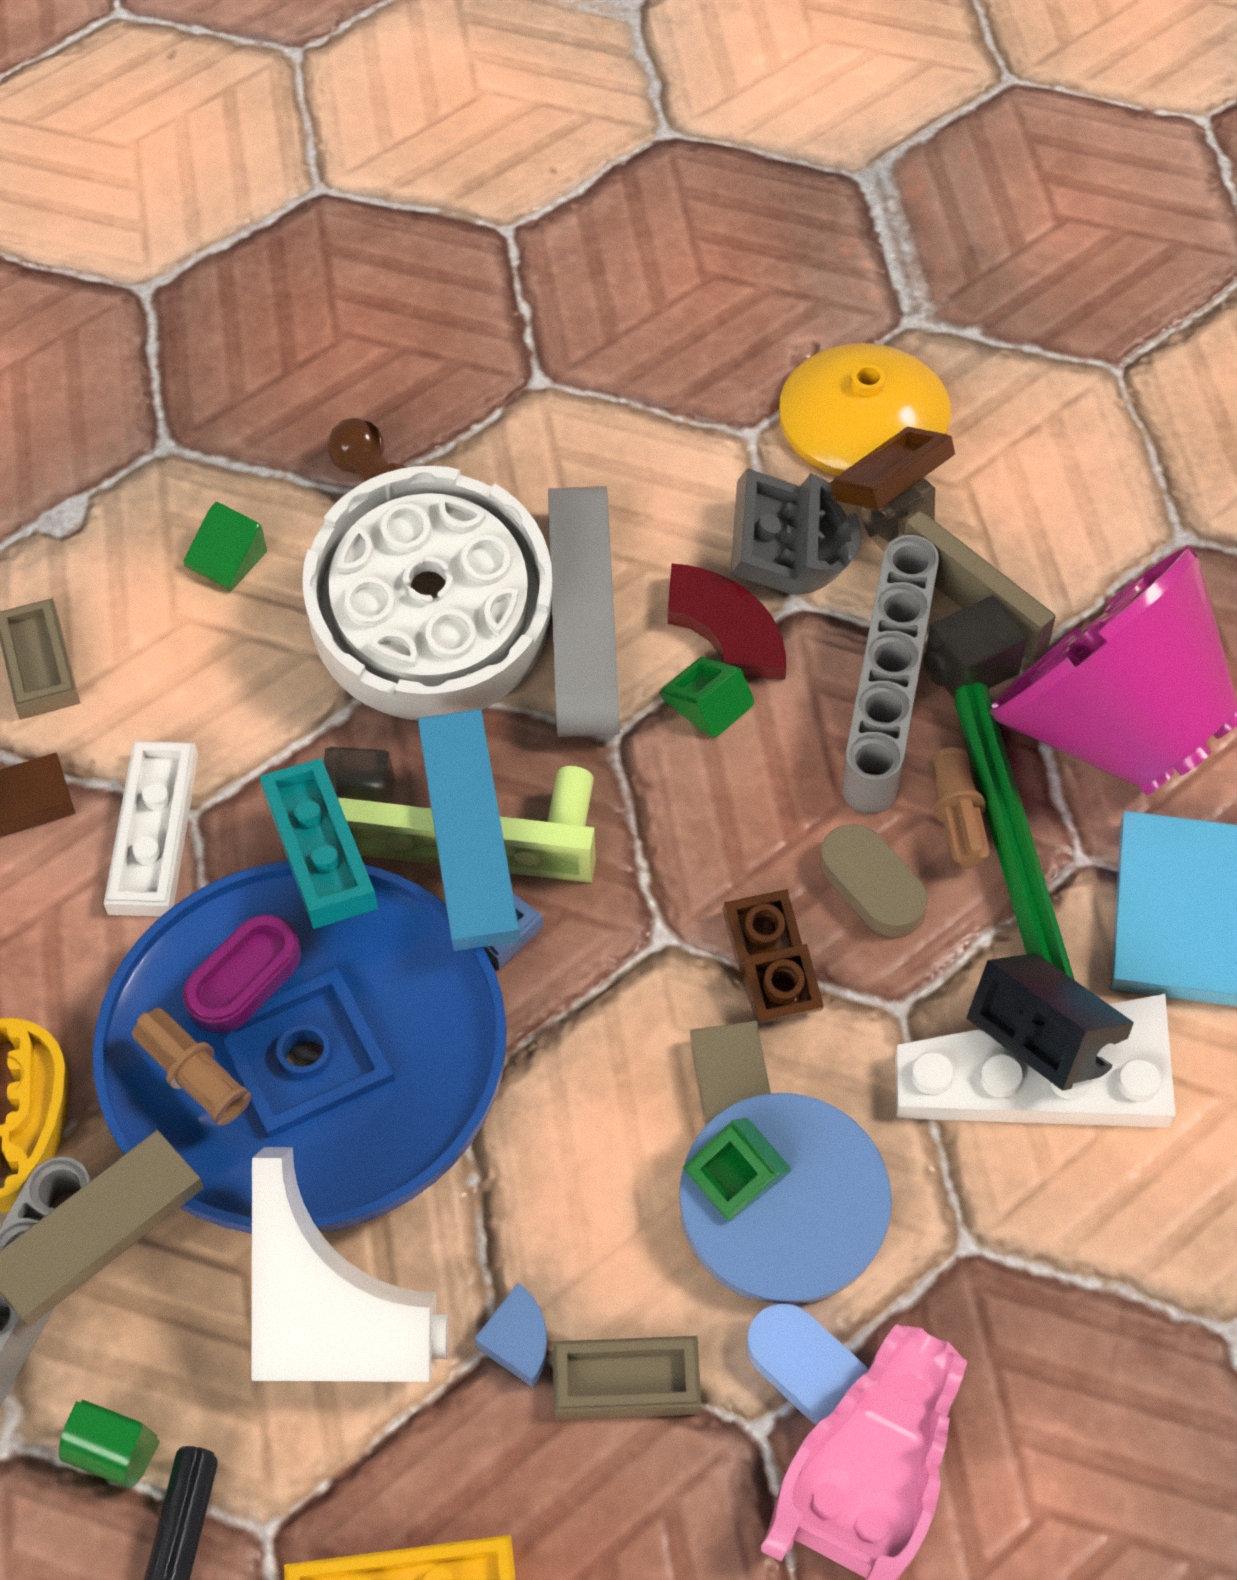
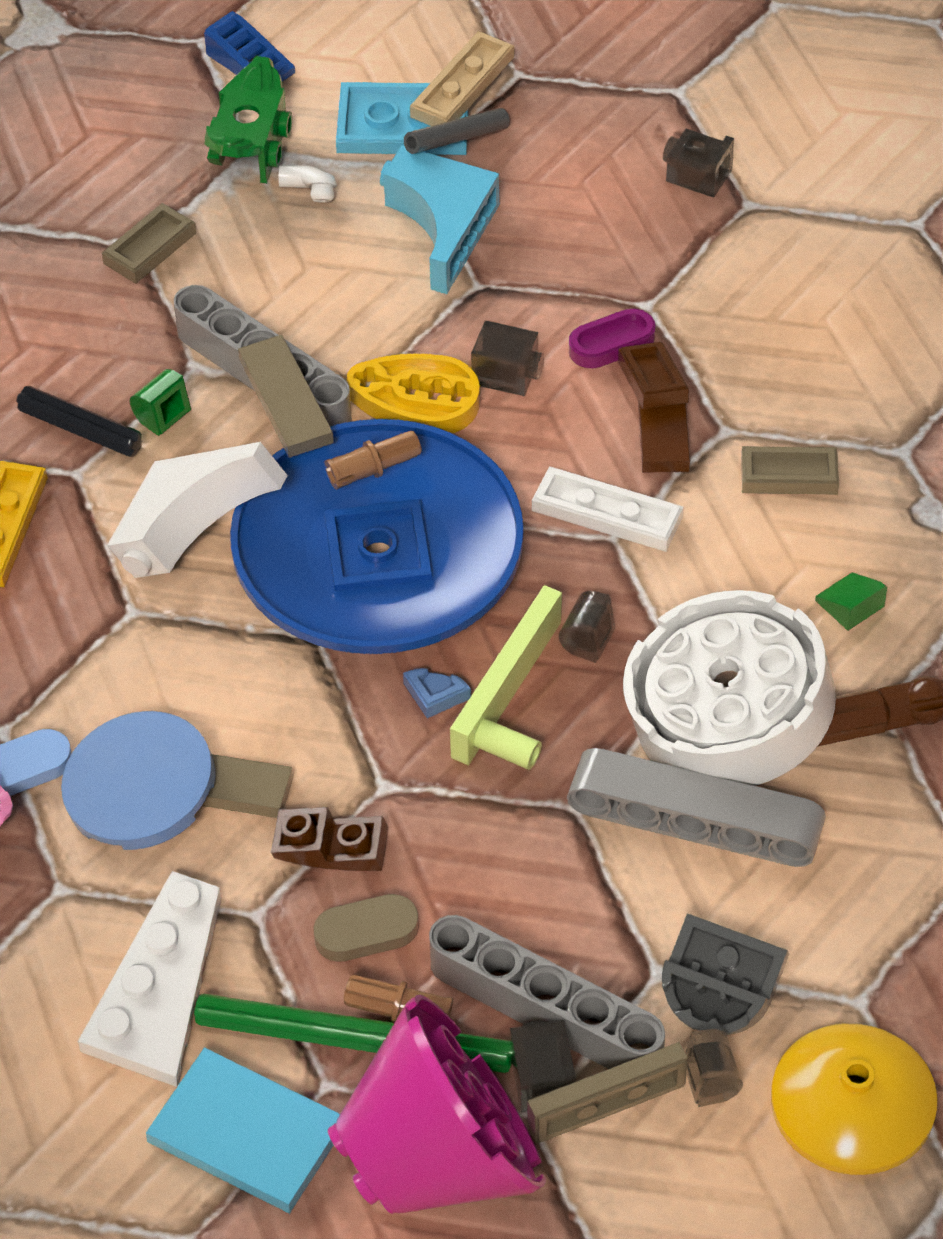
camera: 110 degrees right, 5 degrees down
(242, 974) = (434, 504): magenta tile -> none
(318, 843) = (516, 559): teal plate -> none
(468, 831) = (495, 652): dark azure tile -> none
(516, 1336) = (125, 615): medium blue tile -> none
(626, 1378) = (69, 666): dark tan tile -> none
(709, 695) = (584, 876): green slope -> none
(728, 619) = (650, 913): dark red tile -> none
(736, 1168) = (163, 746): green slope -> none
(892, 468) = (746, 1058): reddish brown tile -> none
(1046, 1018) = (181, 971): black hinge -> none

